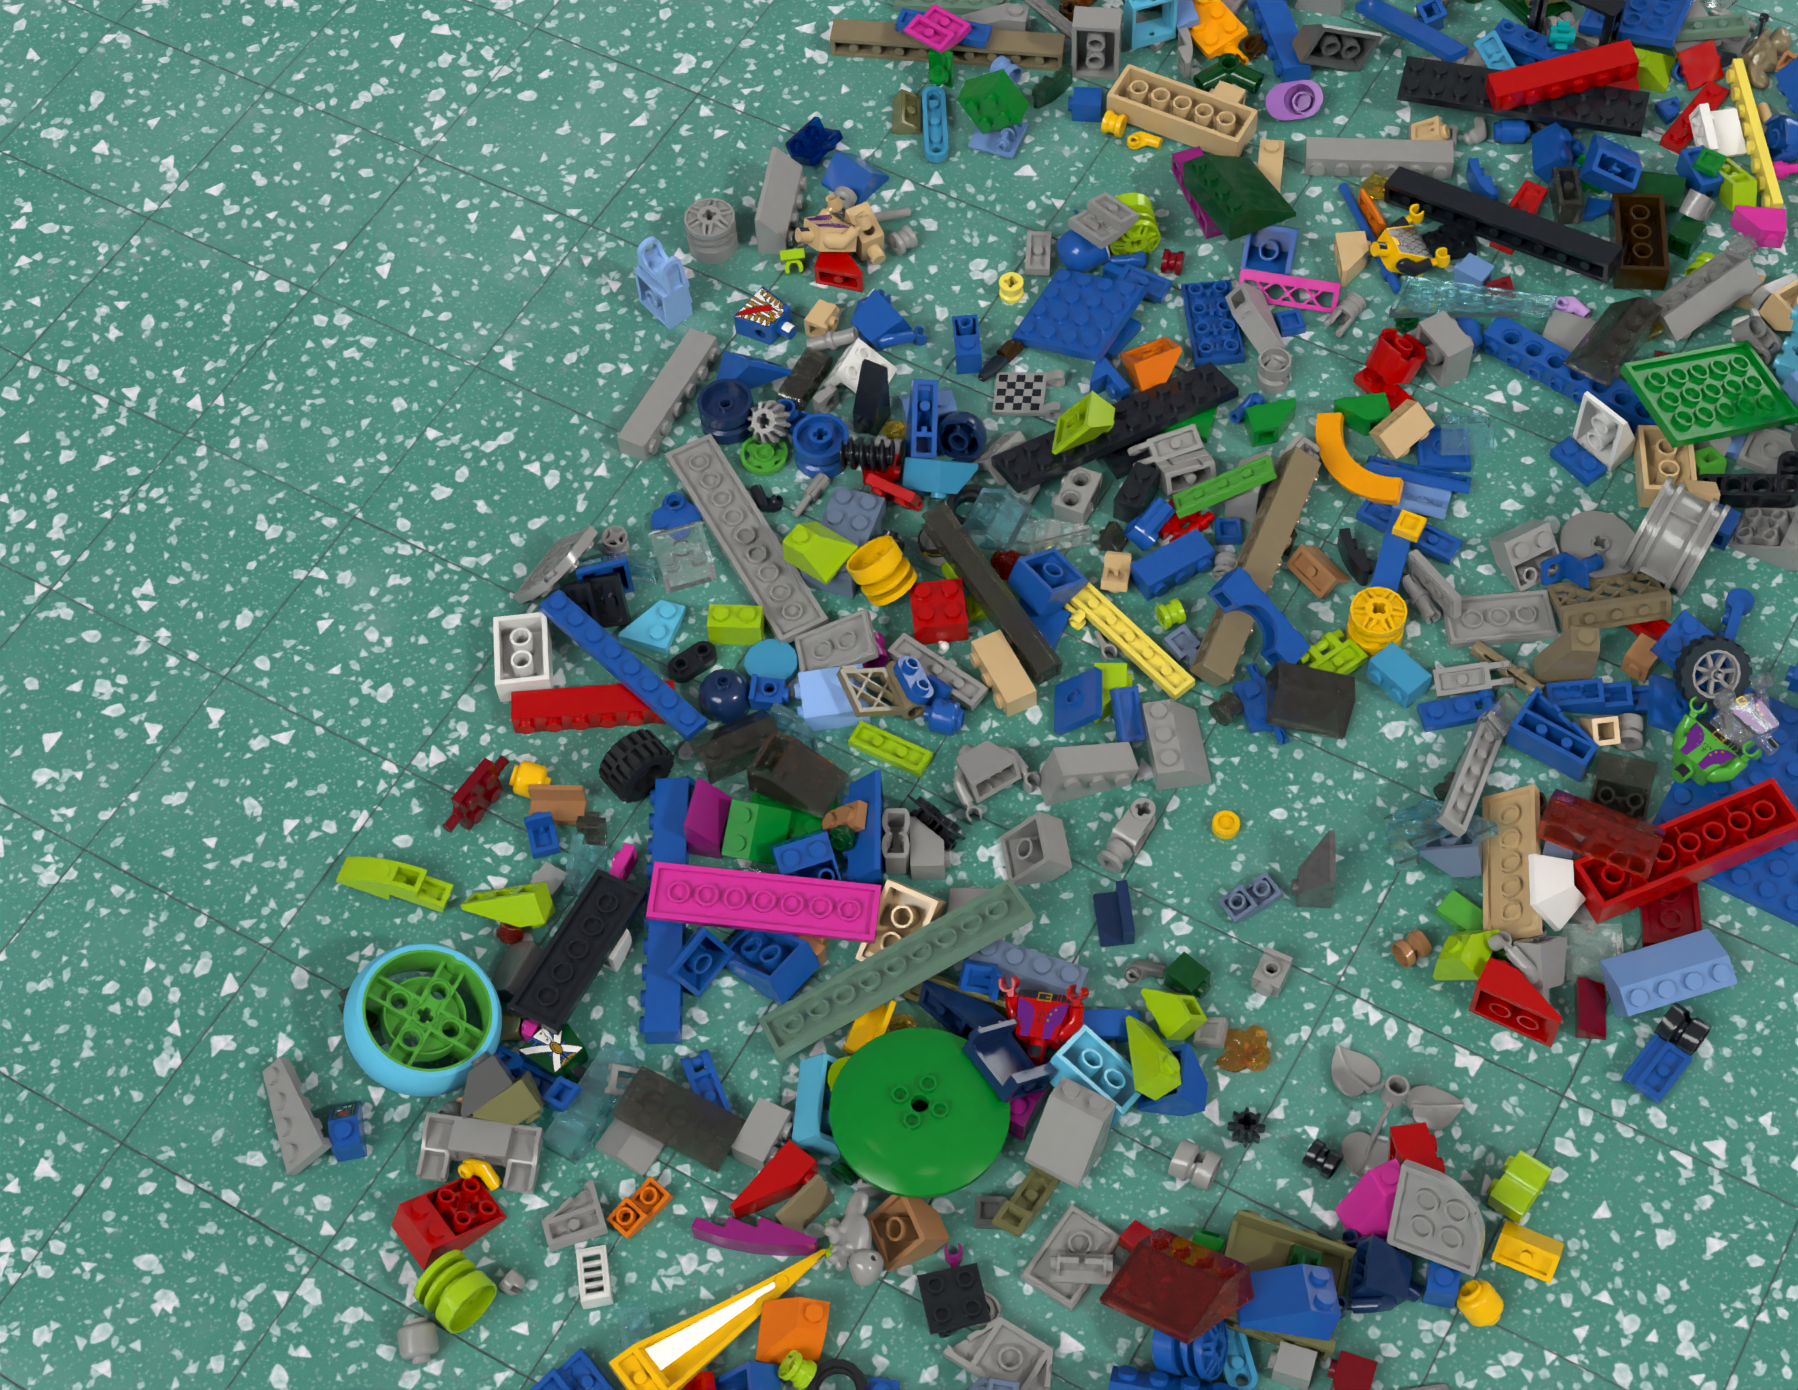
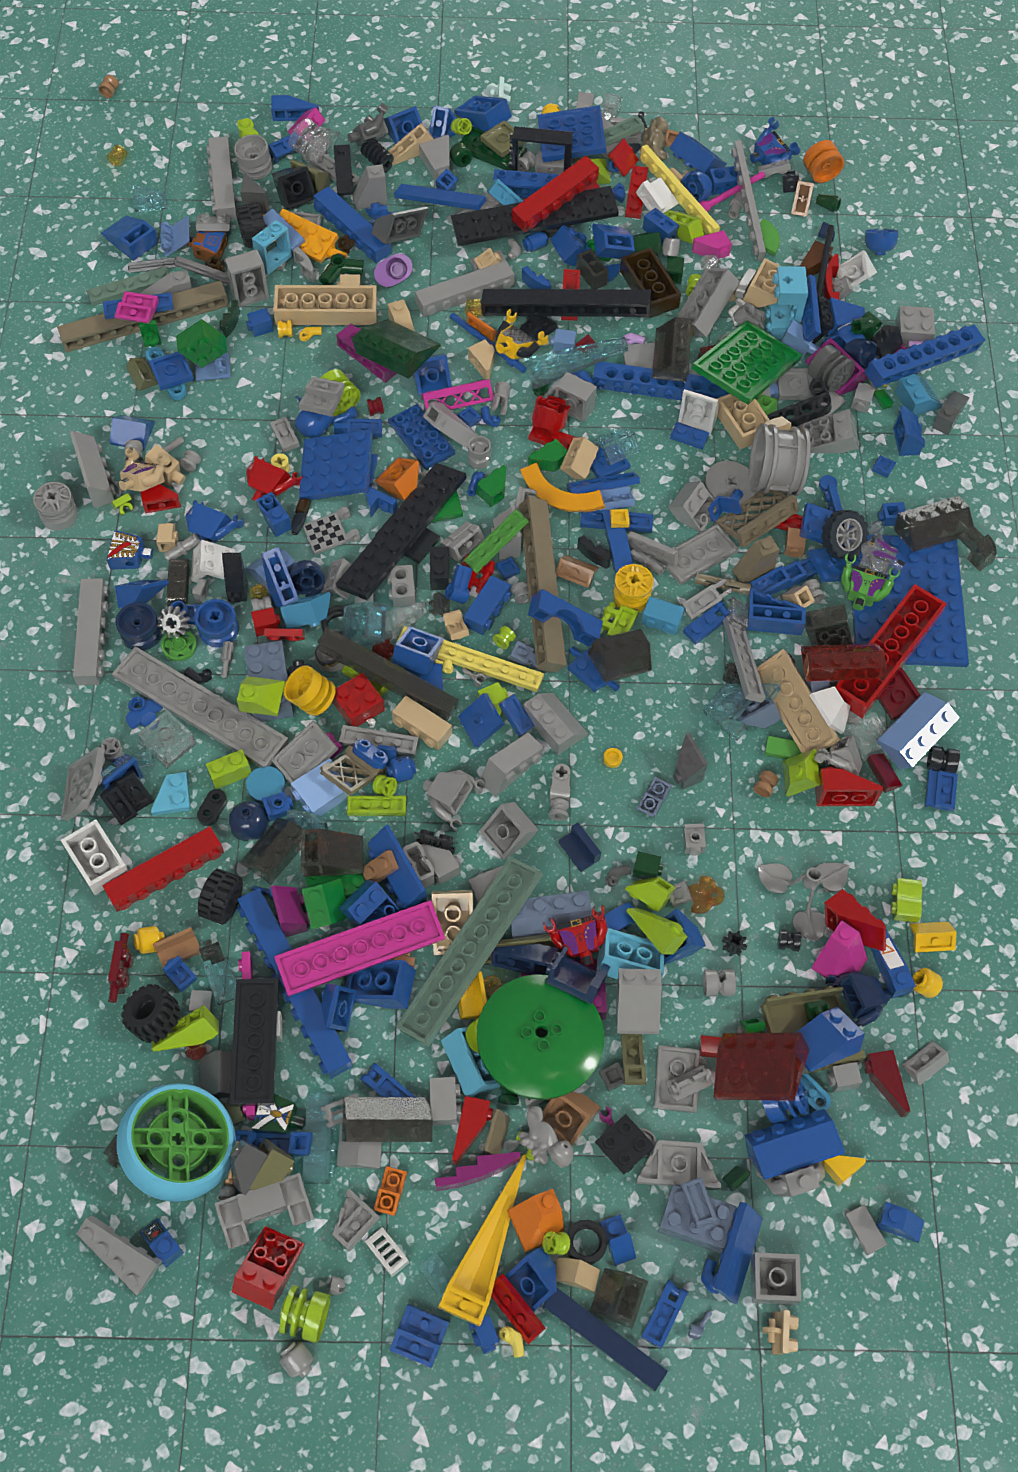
camera: 35 degrees left, 5 degrees up
(395, 878) = (93, 1054): lime slope -> none
(481, 862) = (150, 1013): none -> black tyre
(482, 1169) = (271, 1221): yellow arm -> none
(623, 665) = (170, 831): blue plate -> none
(662, 284) = (45, 557): light blue brick -> none
(812, 142) = (90, 417): clear blue bracket -> none
(841, 837) = (386, 880): dark green plate -> none
(867, 455) = (255, 616): black piece -> none
(919, 727) = (385, 785): none -> lime wheel
(940, 122) = (171, 370): none -> blue plate
(980, 978) = (527, 929): blue bracket -> none
(983, 296) = (268, 478): none -> red torso
(1012, 70) = (191, 318): medium blue wheel -> none
(1083, 422) = (384, 536): lime slope -> none
(1169, 445) = (443, 528): light grey hinge -> none
(1226, 708) = (572, 683): clear smoke wheel -> none
(1313, 335) = (492, 421): none -> blue arm
(1319, 16) = (377, 210): none -> blue slope
(1436, 1219) = (885, 946): light grey plate -> none
(1561, 35) = (539, 167): teal gear -> none
(1709, 162) = (665, 217): green tile -> none

